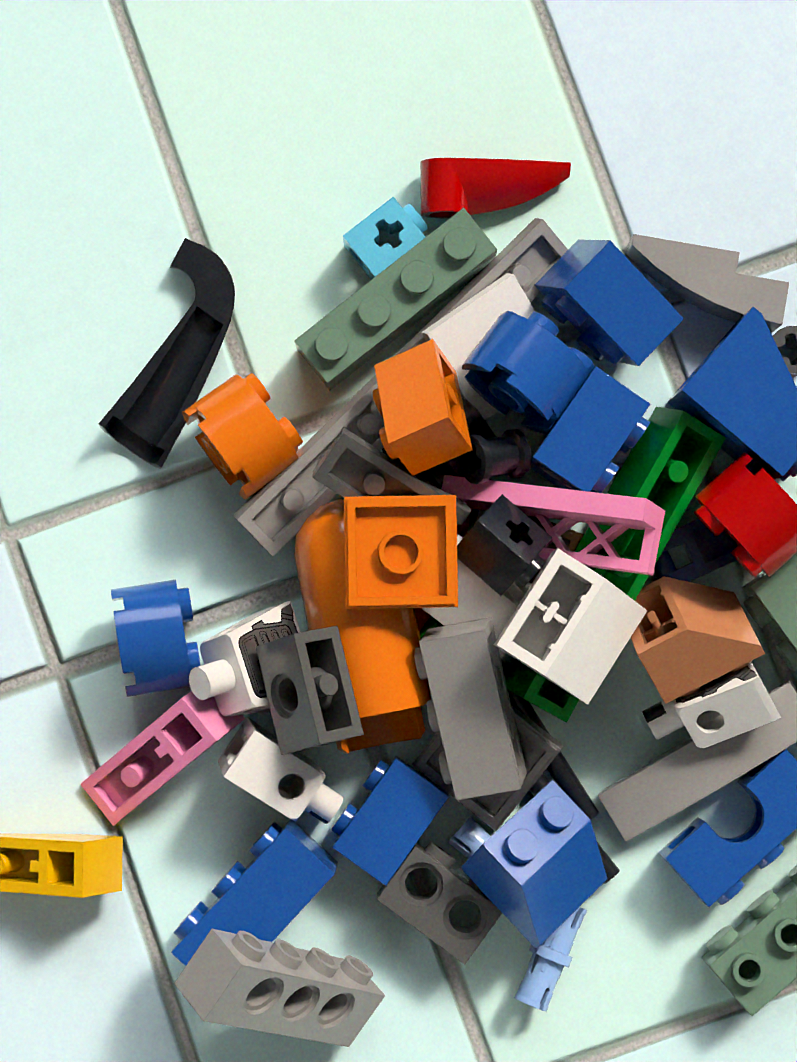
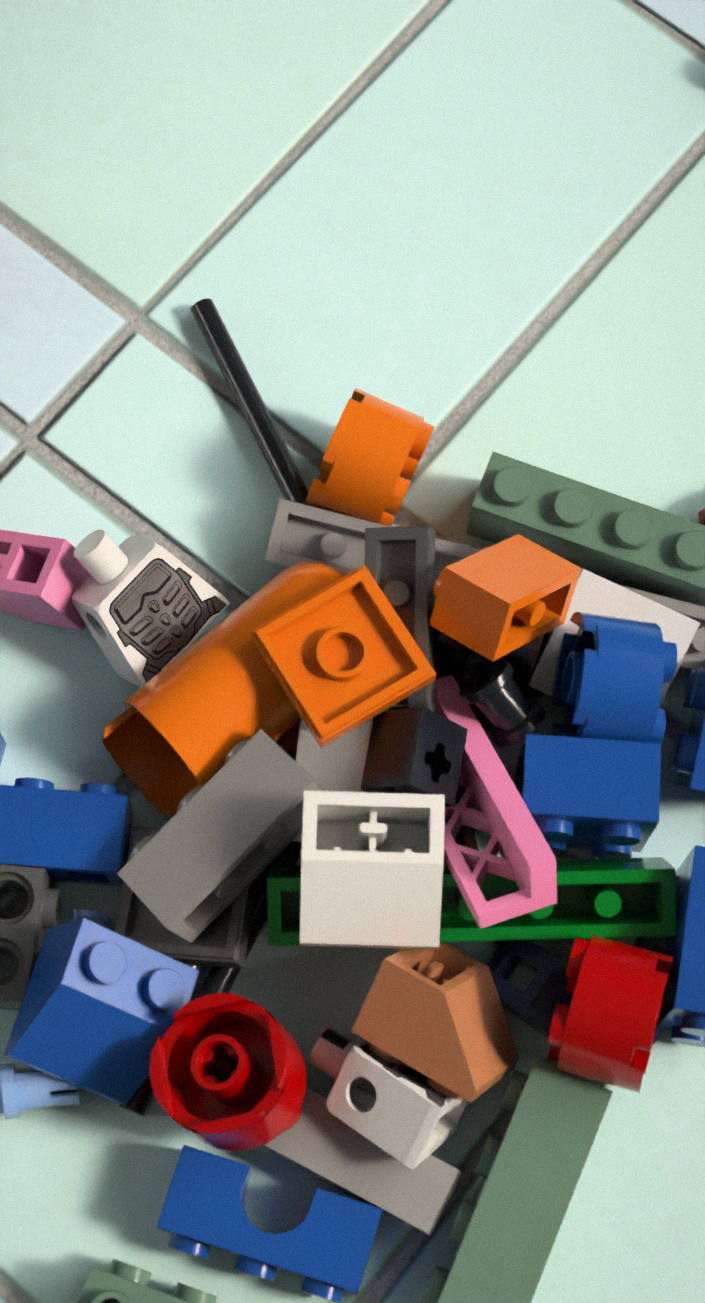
camera: 60 degrees right, 15 degrees down
(133, 489) = (249, 401): none -> black bar
(150, 410) = (330, 367): black animal -> none
(154, 636) = (114, 486): blue brick -> none
(257, 767) = (39, 662): white torso -> none
(309, 690) = (145, 651): dark grey brick -> none
(364, 238) = (649, 470): medium azure brick -> none
(609, 802) = (198, 1052): none -> red brick

